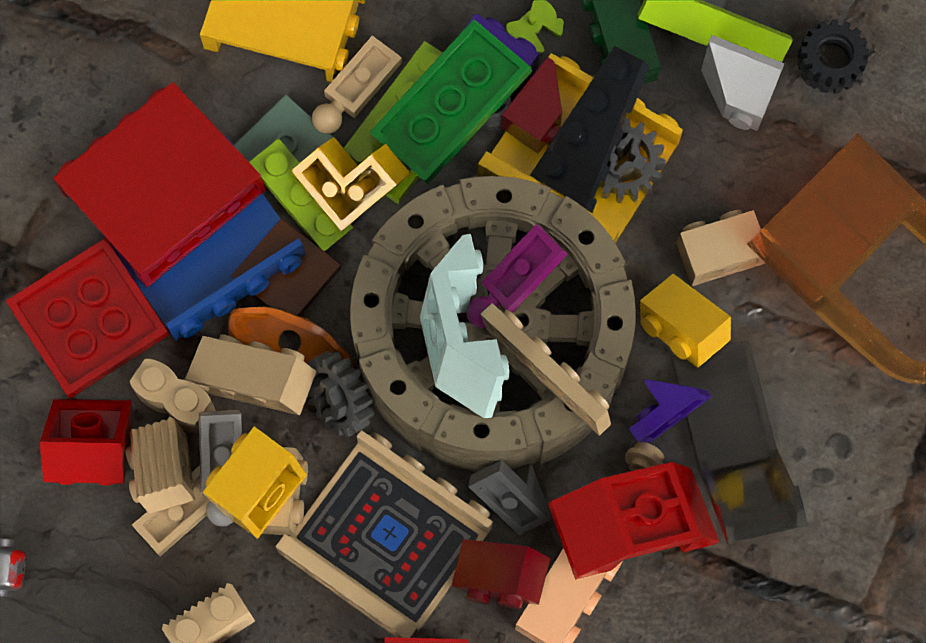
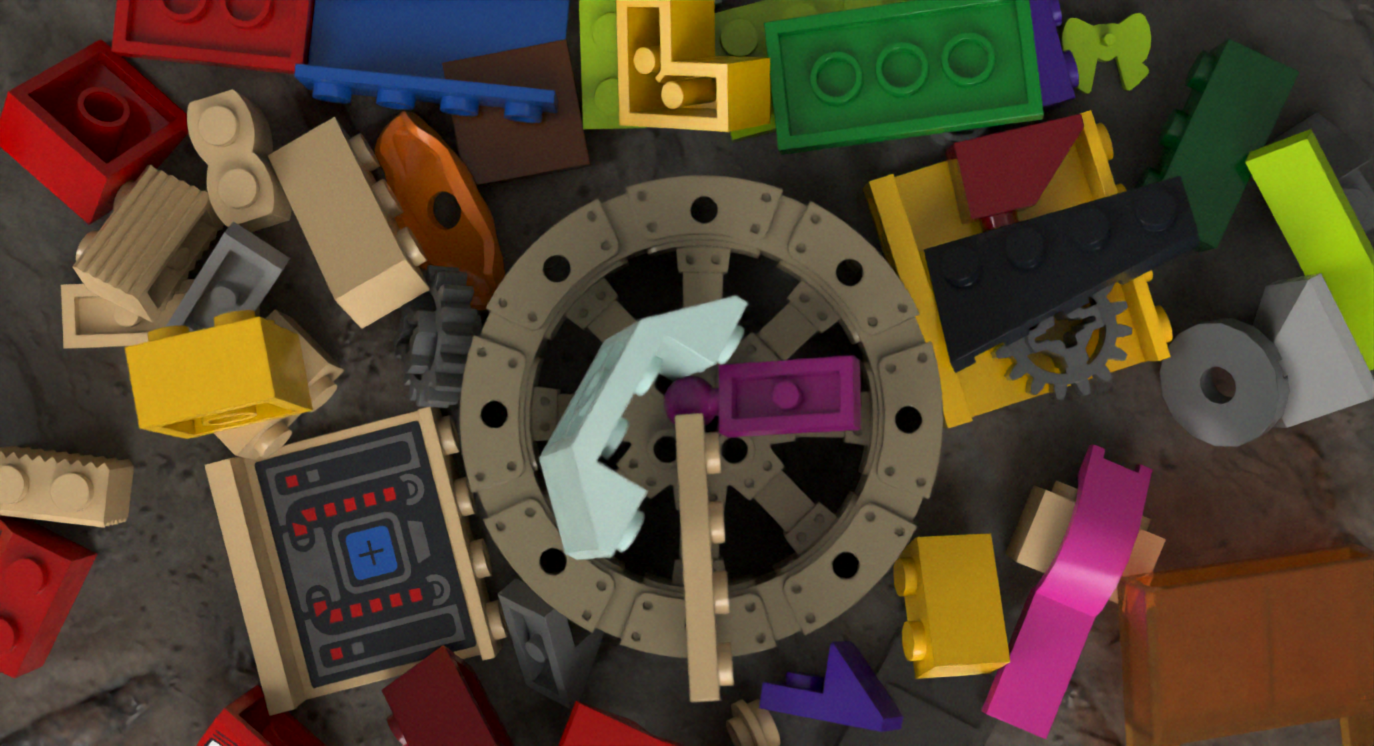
camera: 40 degrees right, 15 degrees up
(702, 136) = (1254, 366): none -> dark grey tile
(734, 273) = (1070, 594): none -> dark pink piece

